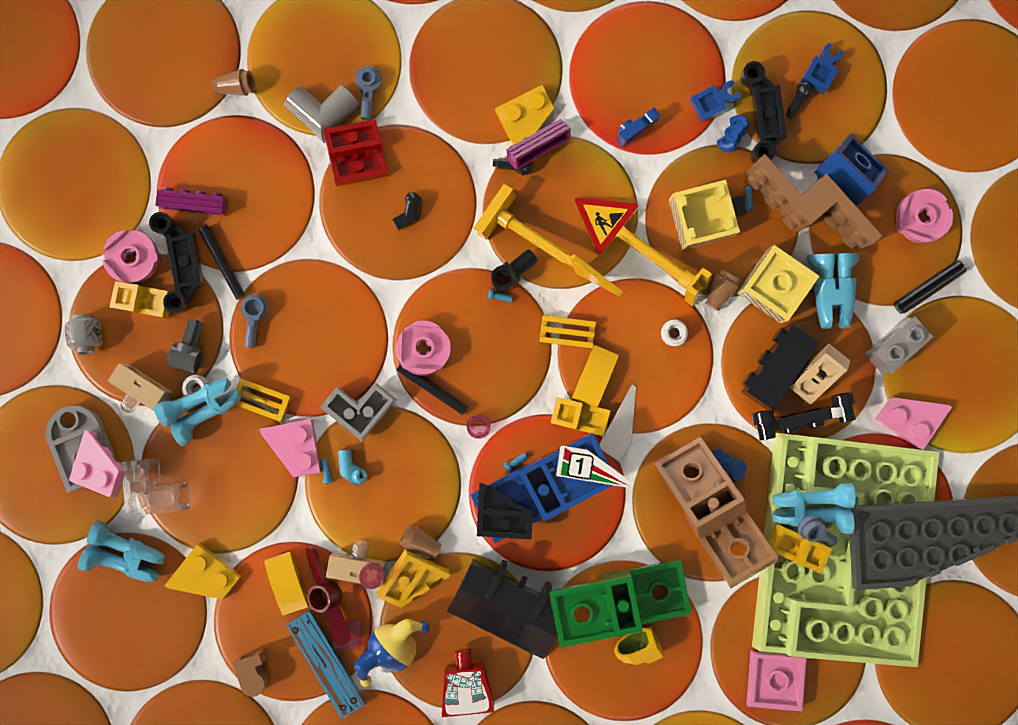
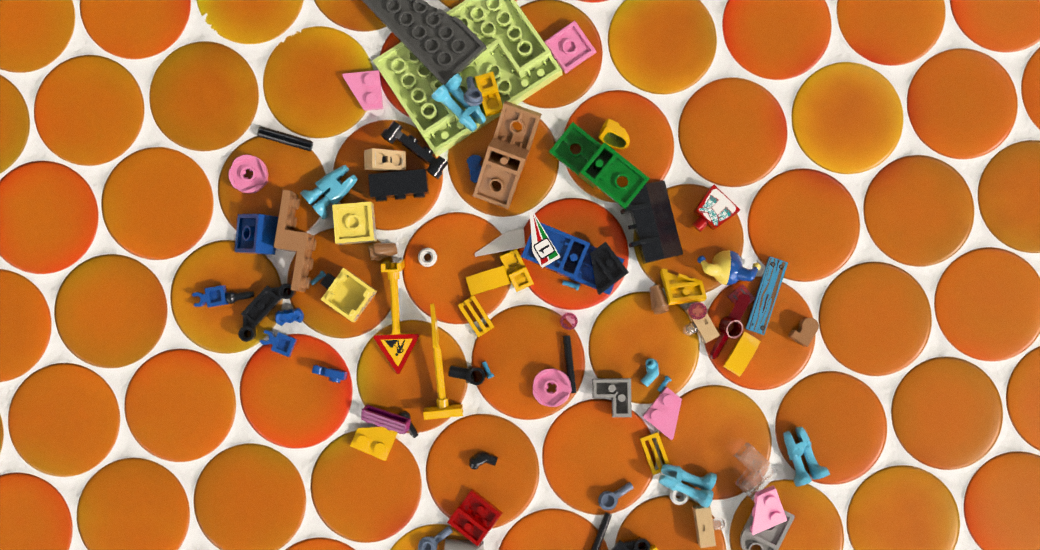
camera: 130 degrees left, 0 degrees up
(186, 354) = (664, 516): dark grey axle -> none
(204, 575) = (776, 403): yellow wing -> none
(898, 345) = (332, 130): light grey brick -> none

